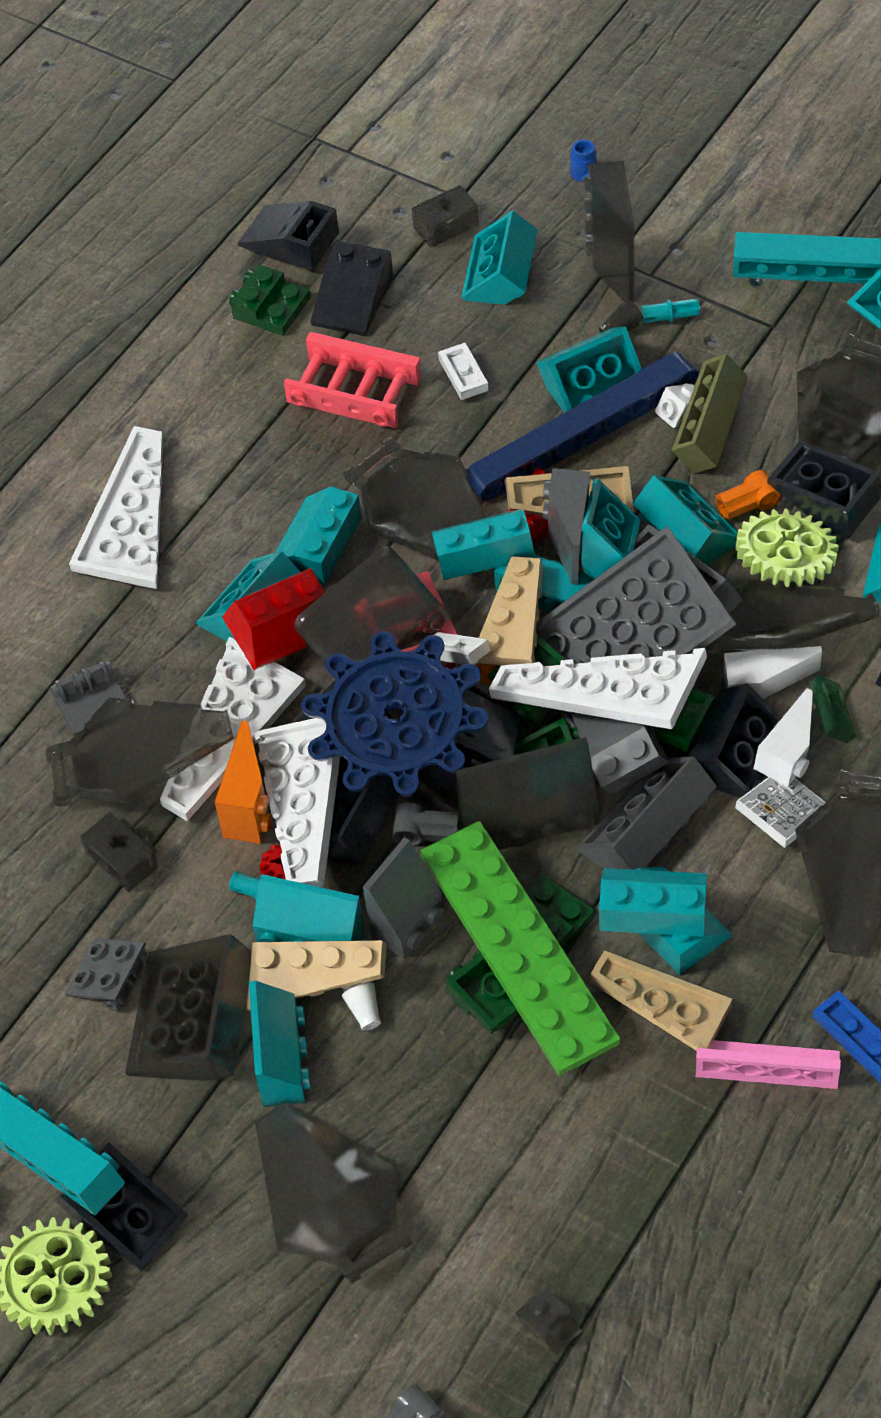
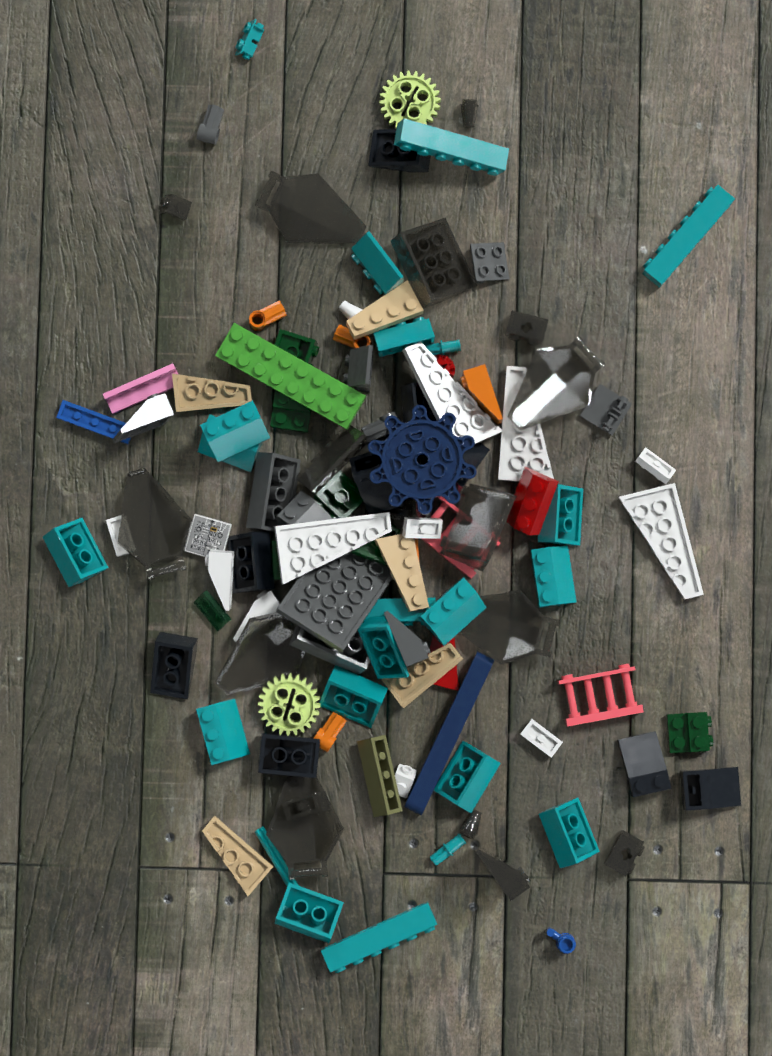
camera: 150 degrees right, 30 degrees up
(77, 597) = (655, 465): none -> white plate
(398, 977) = (344, 337): none -> orange piece
(498, 1065) = (268, 314): none -> orange piece
(792, 994) = (152, 414): none -> slope

